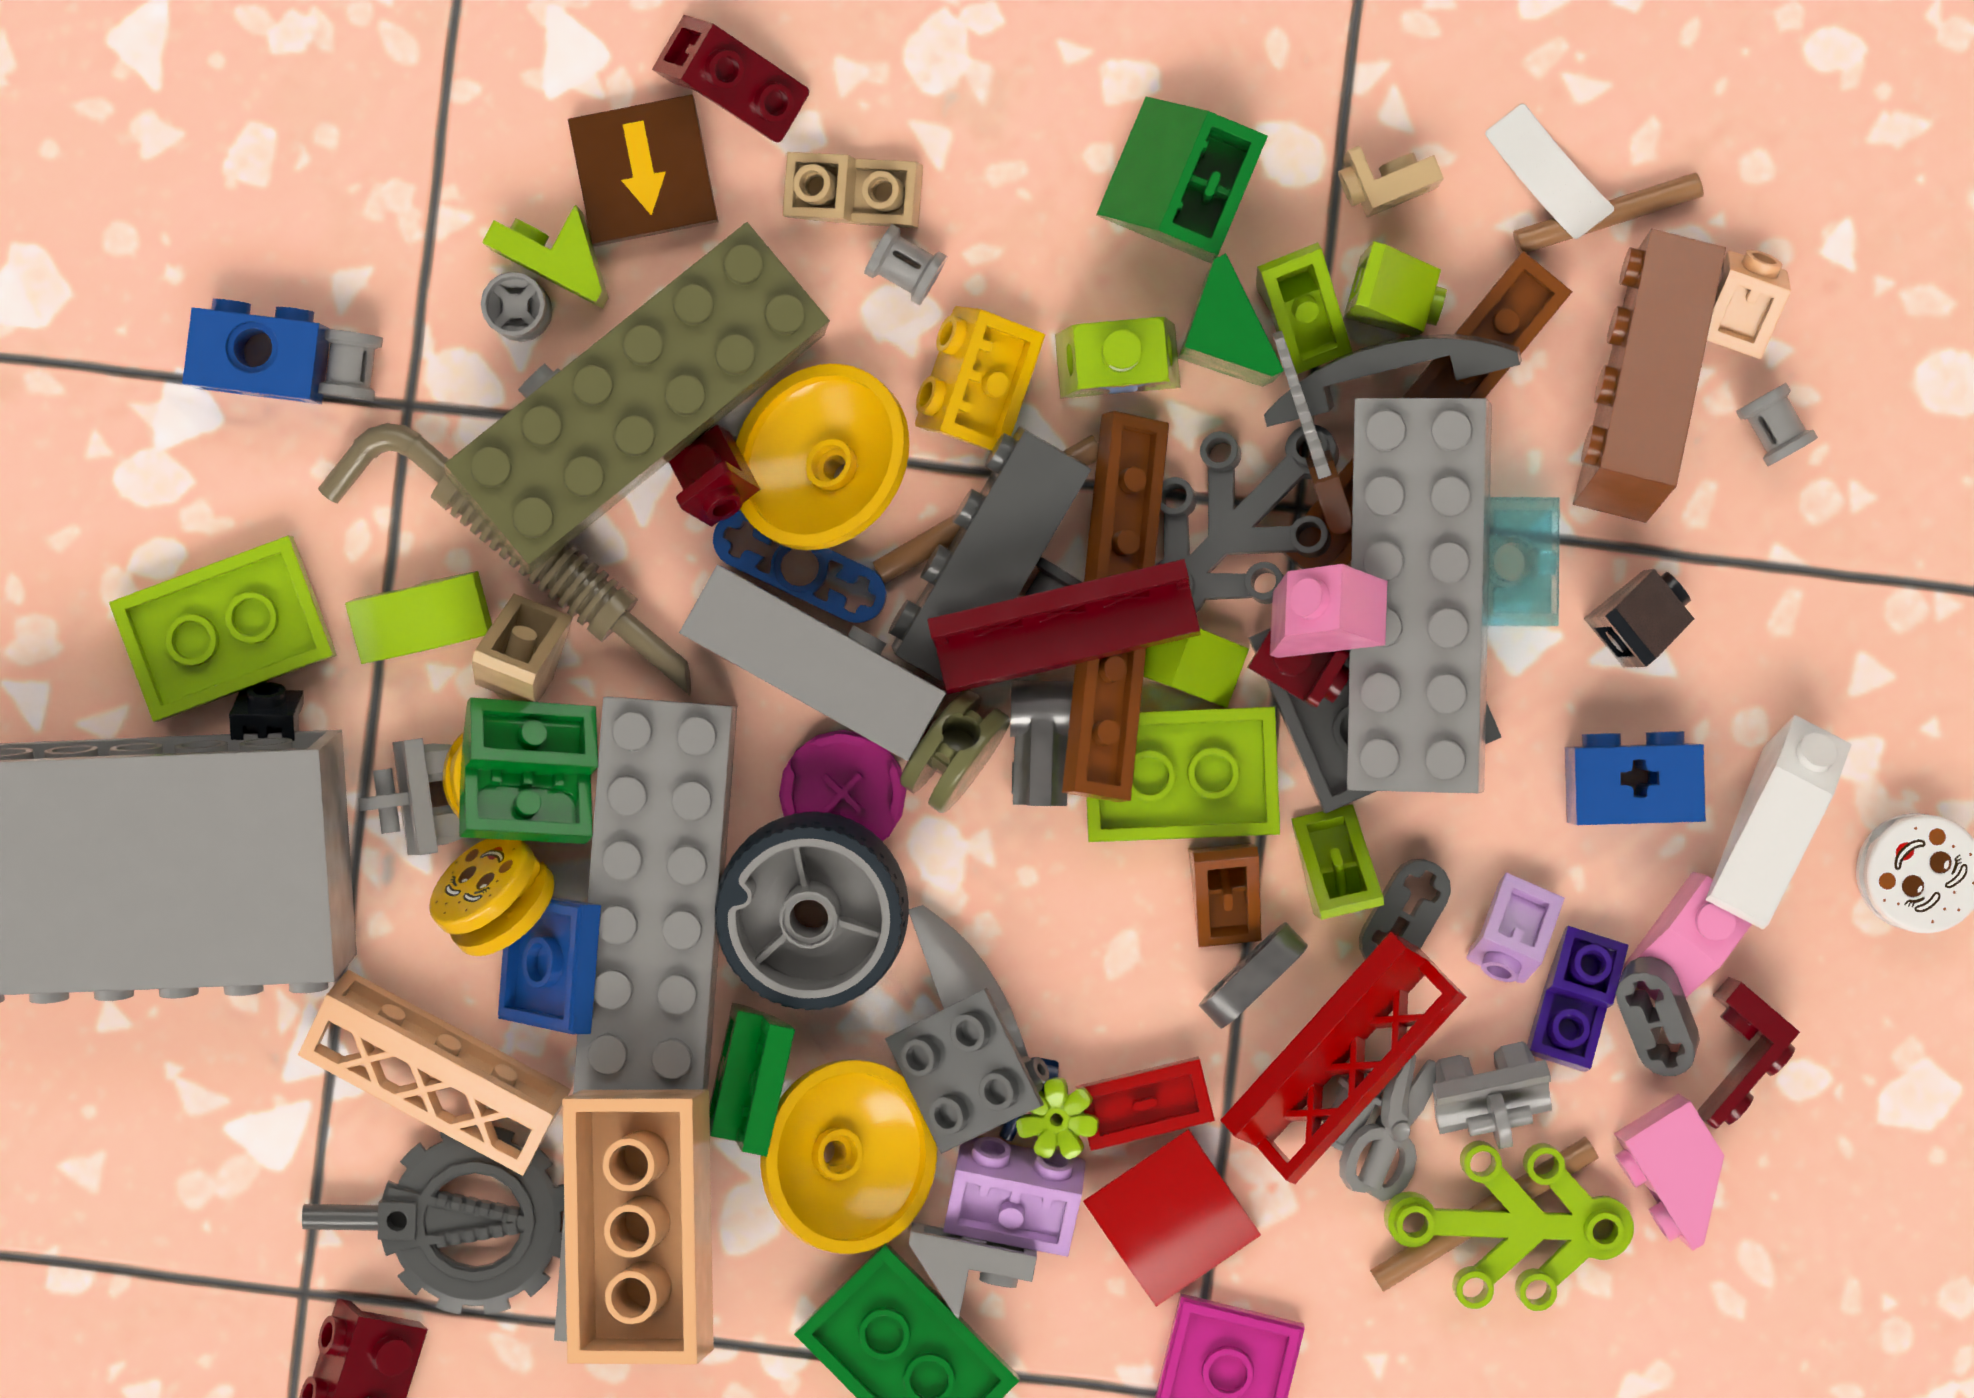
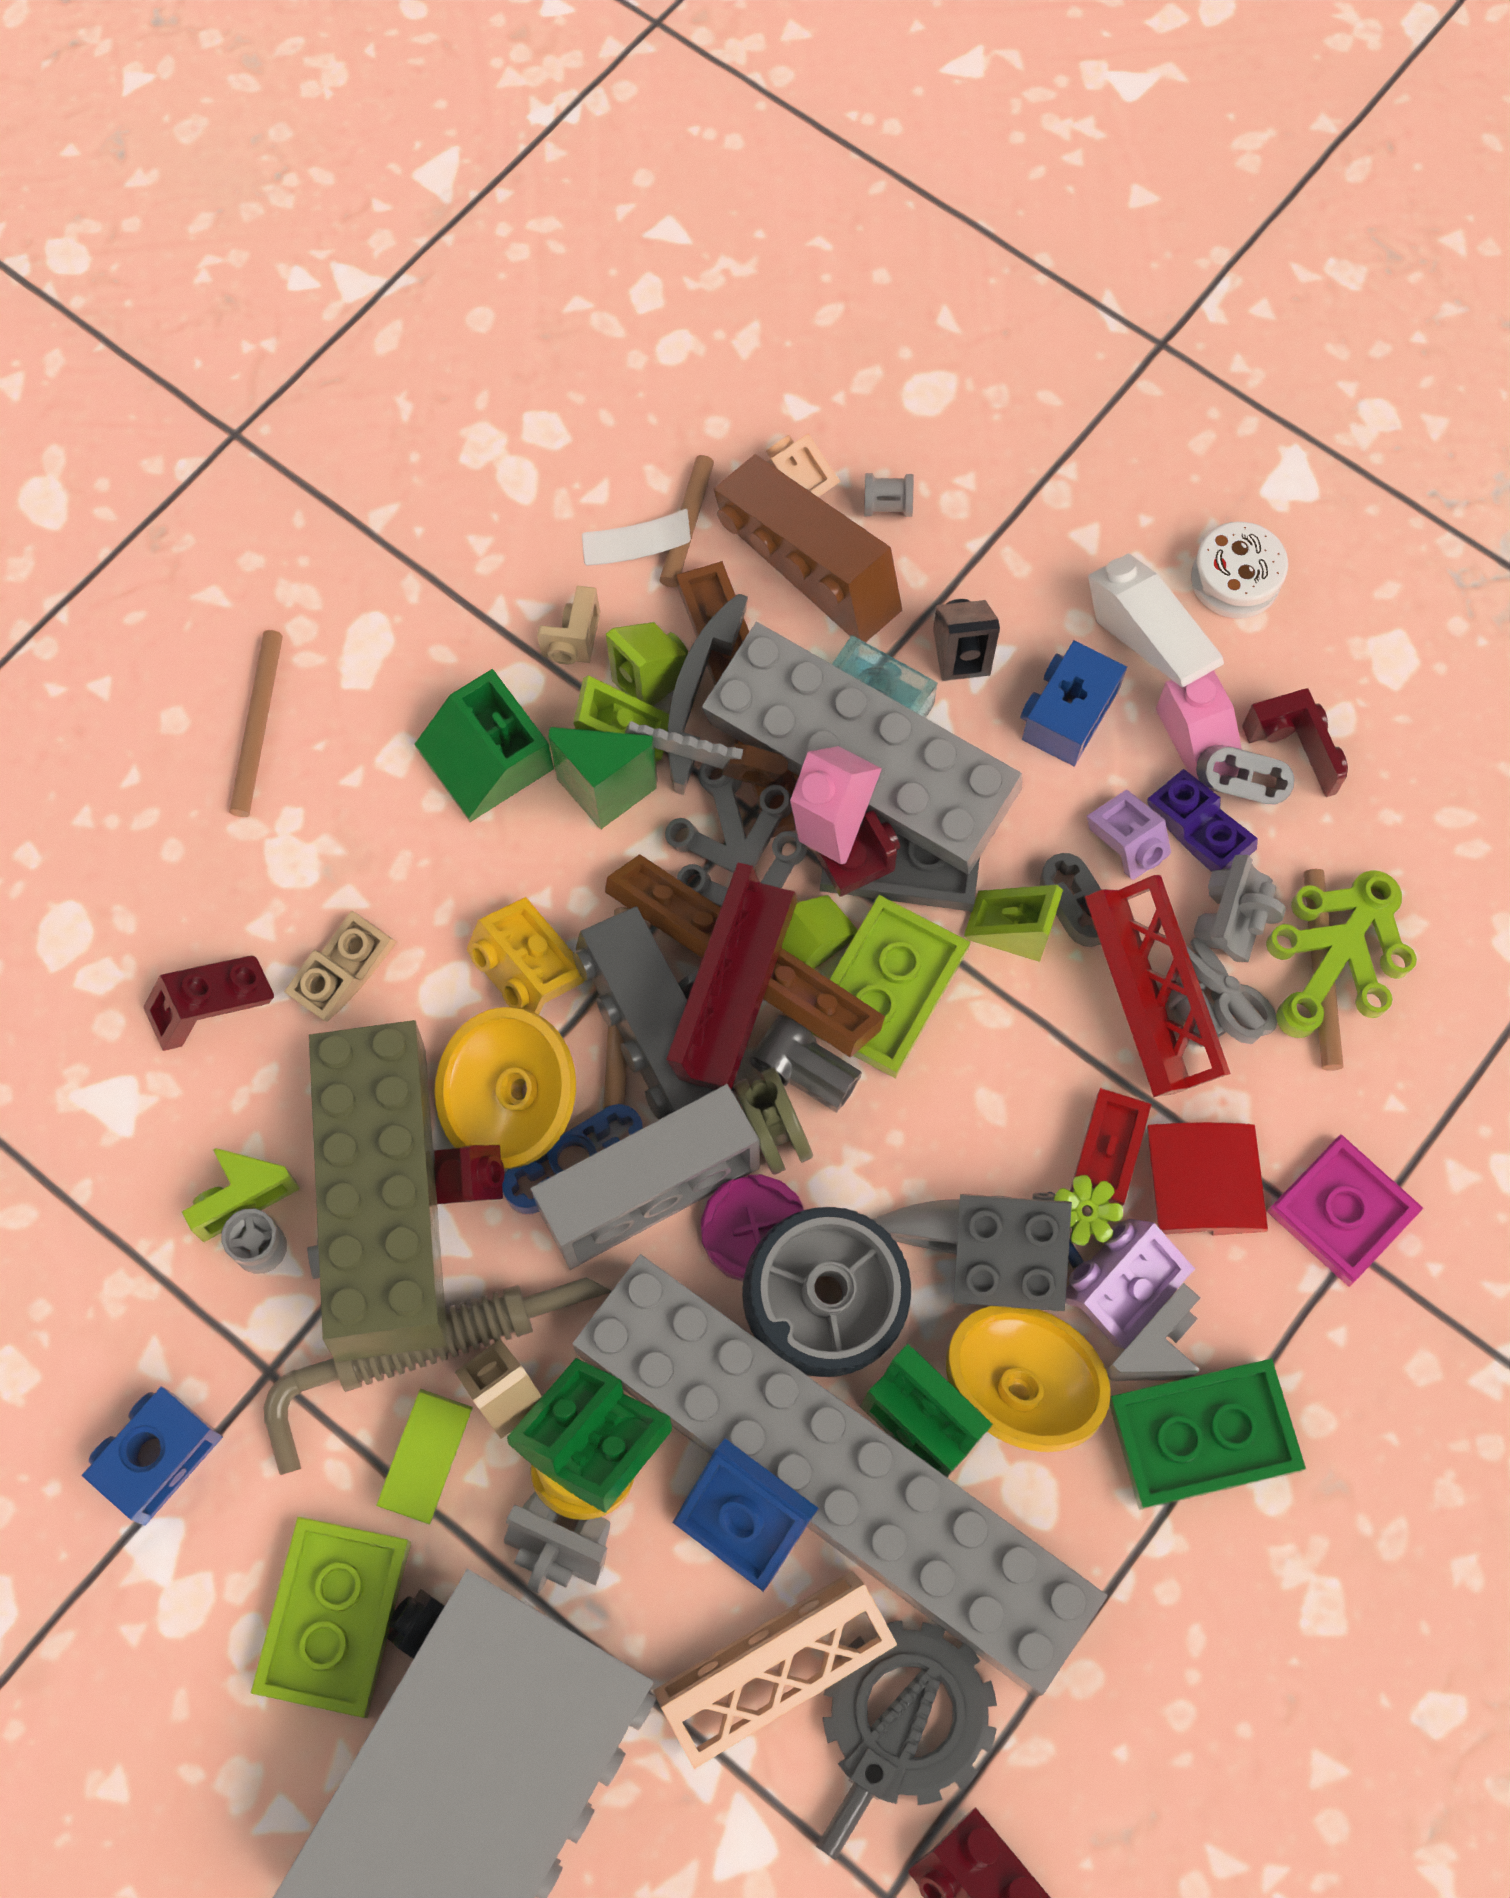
camera: 60 degrees left, 20 degrees down
(350, 364) = (208, 1390): light grey bush -> none
(491, 896) = (666, 1526): yellow head -> none
(638, 1226) = (992, 1556): light nougat brick -> none
(643, 170) = (225, 1097): reddish brown tile -> none
(905, 264) = (415, 959): light grey bush -> none
(1117, 357) = (577, 850): lime torso -> none
(1226, 894) = (989, 1002): dark orange slope -> none
(1253, 975) = (1060, 1019): flat silver beam -> none
(1677, 1163) = (1359, 820): bright pink slope -> none

